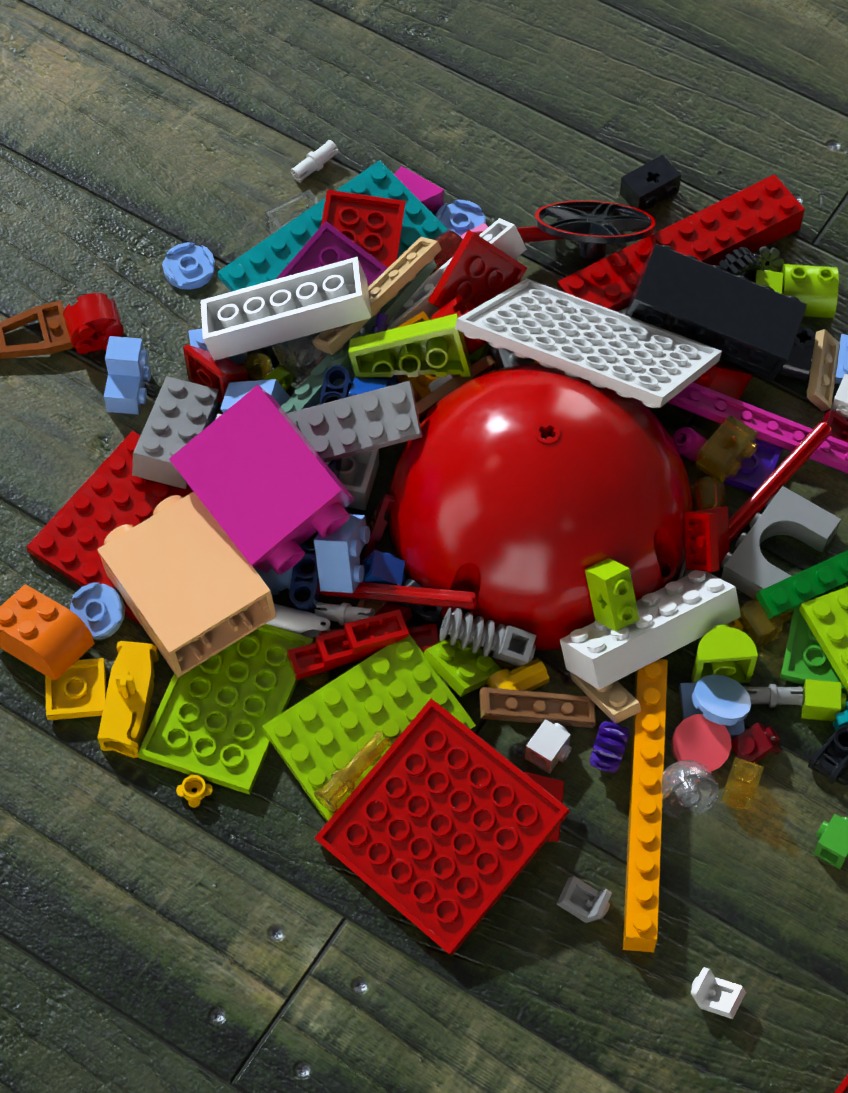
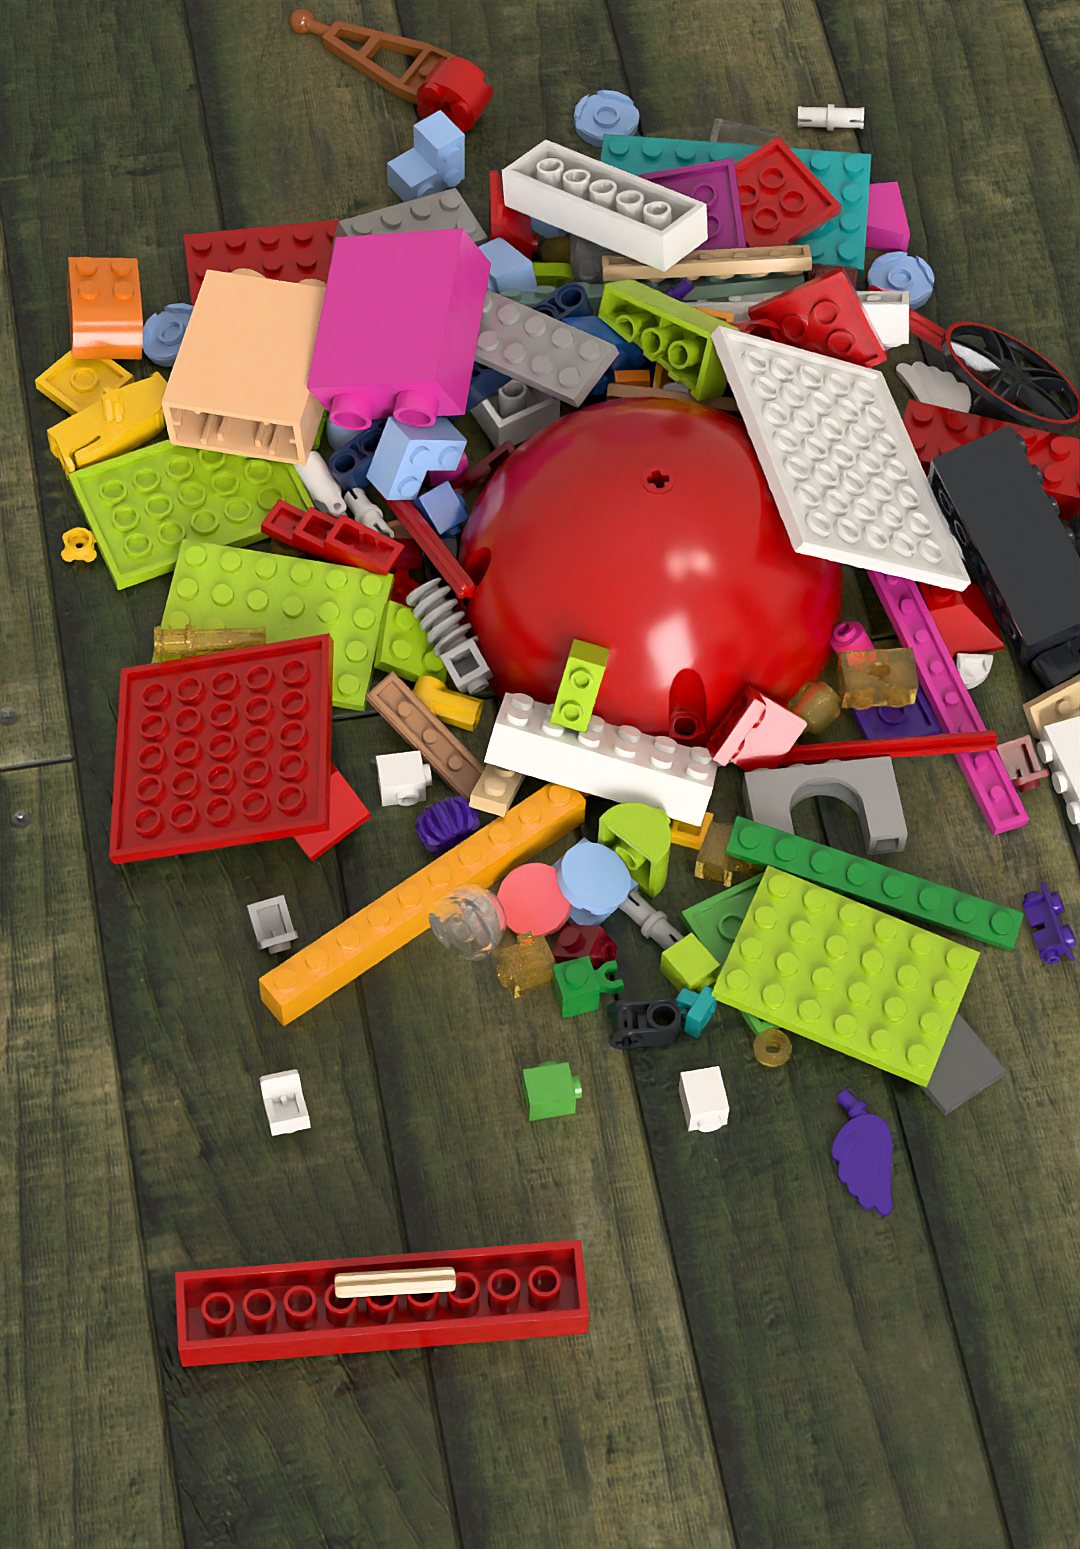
camera: 45 degrees right, 0 degrees up
(552, 266) = (935, 387): none -> white animal
(753, 397) = (973, 668): none -> white tile
(782, 766) = (579, 985): none -> green brick

